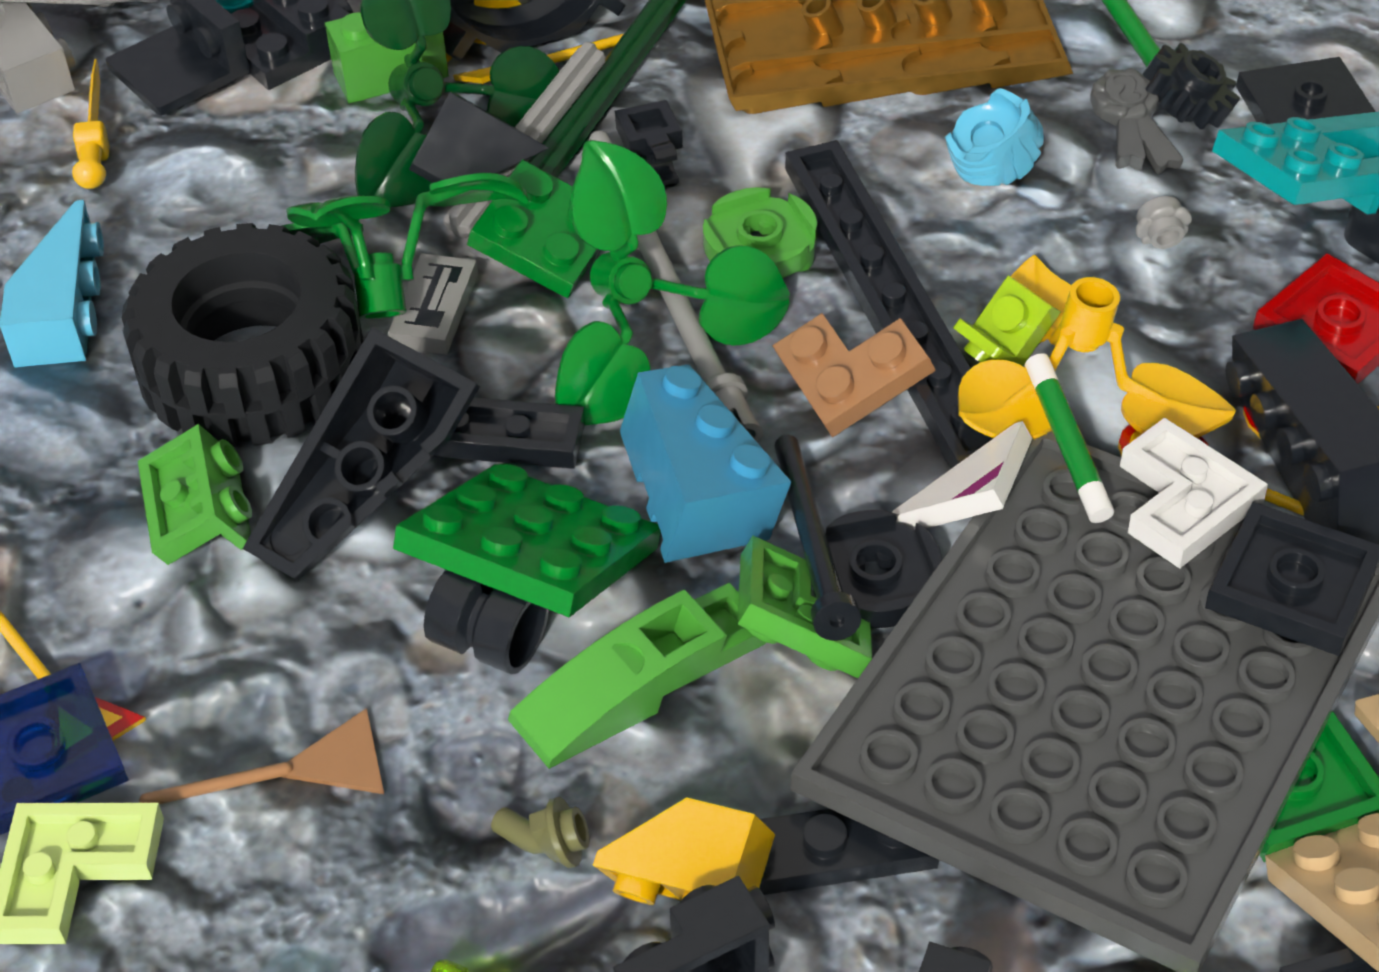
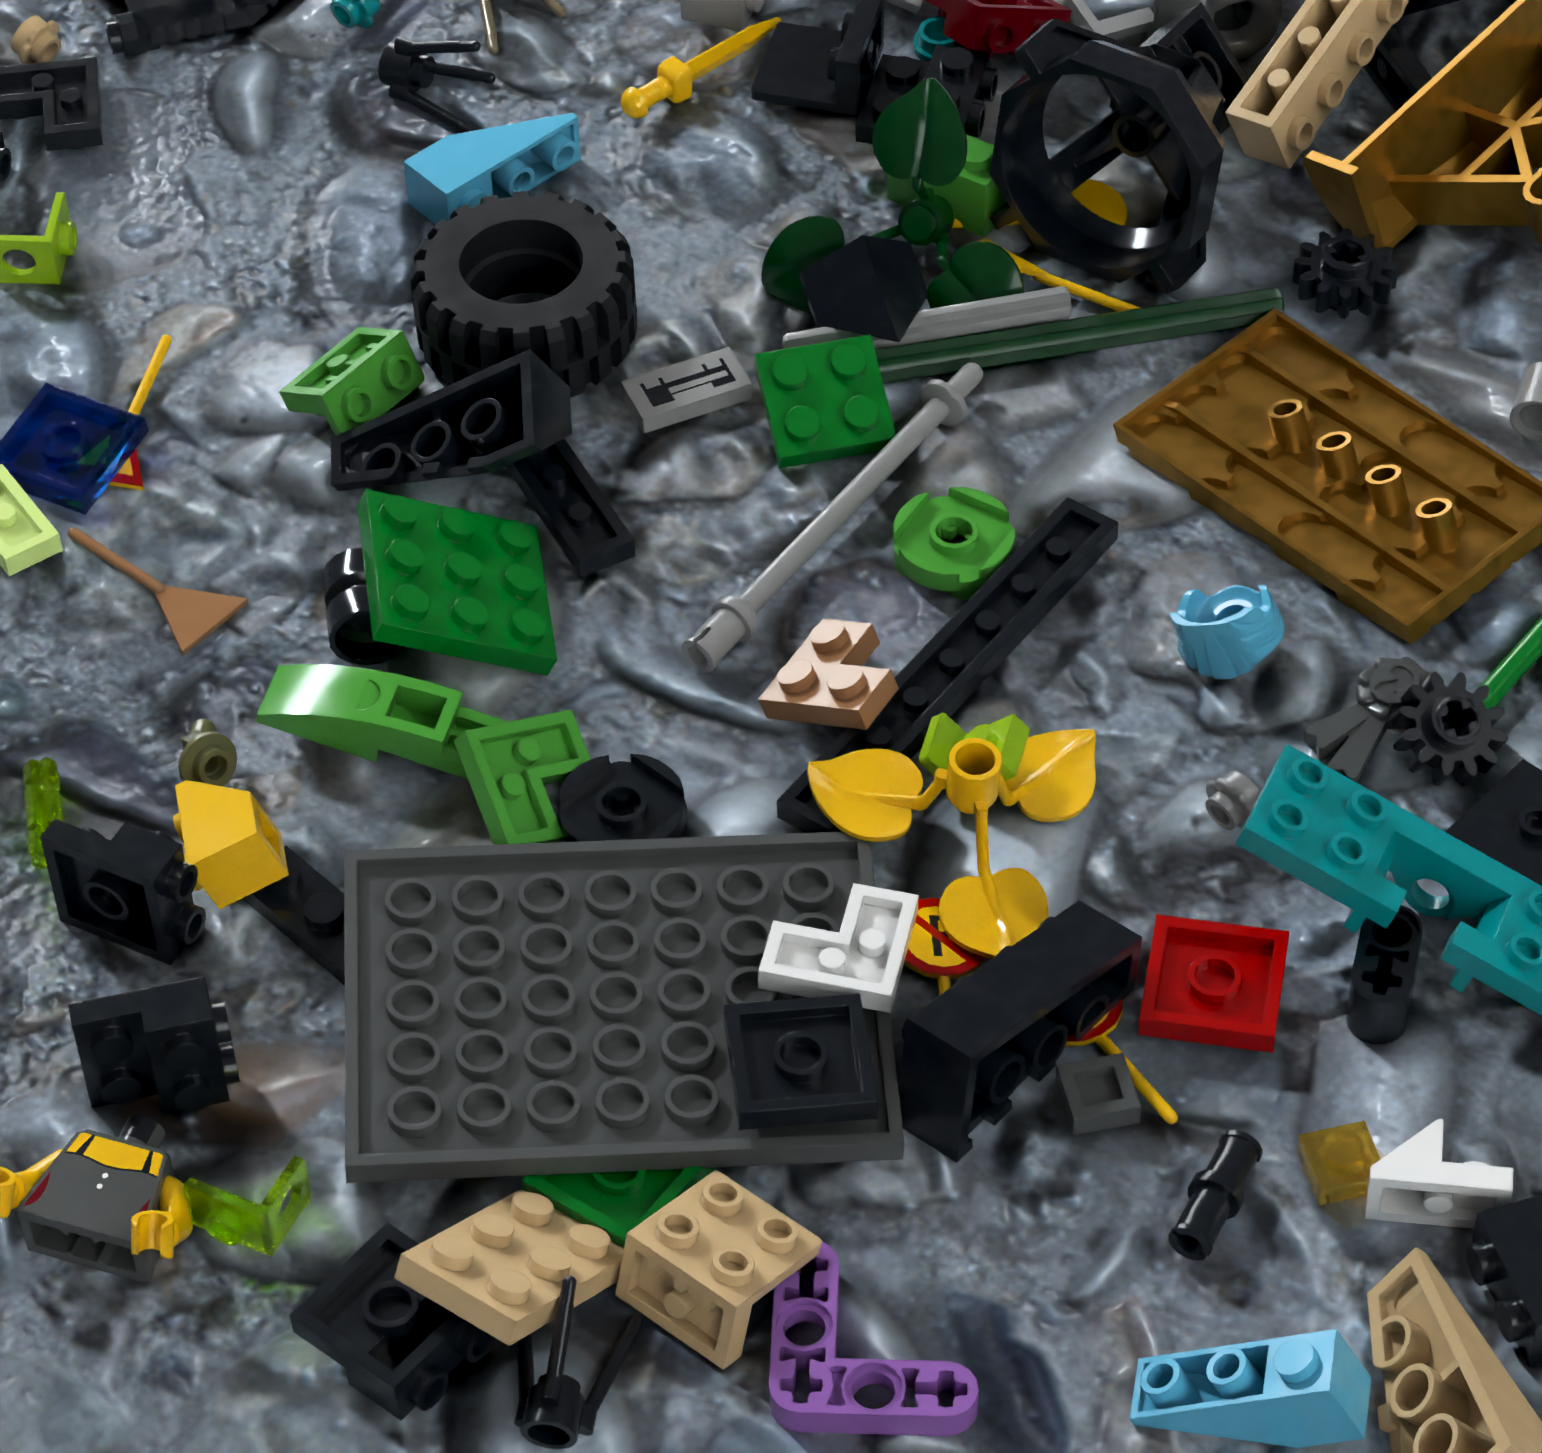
camera: 55 degrees right, 0 degrees up
(375, 274) = (643, 333): green plant -> none
(609, 206) = (793, 401): green plant -> none
(653, 133) = (1010, 399): black plate -> none
(699, 466) = (612, 636): dark azure wedge -> none
(834, 612) = (509, 790): black bar -> none
(973, 485) = (758, 819): white tile -> none
(1069, 439) = (842, 845): green bar -> none

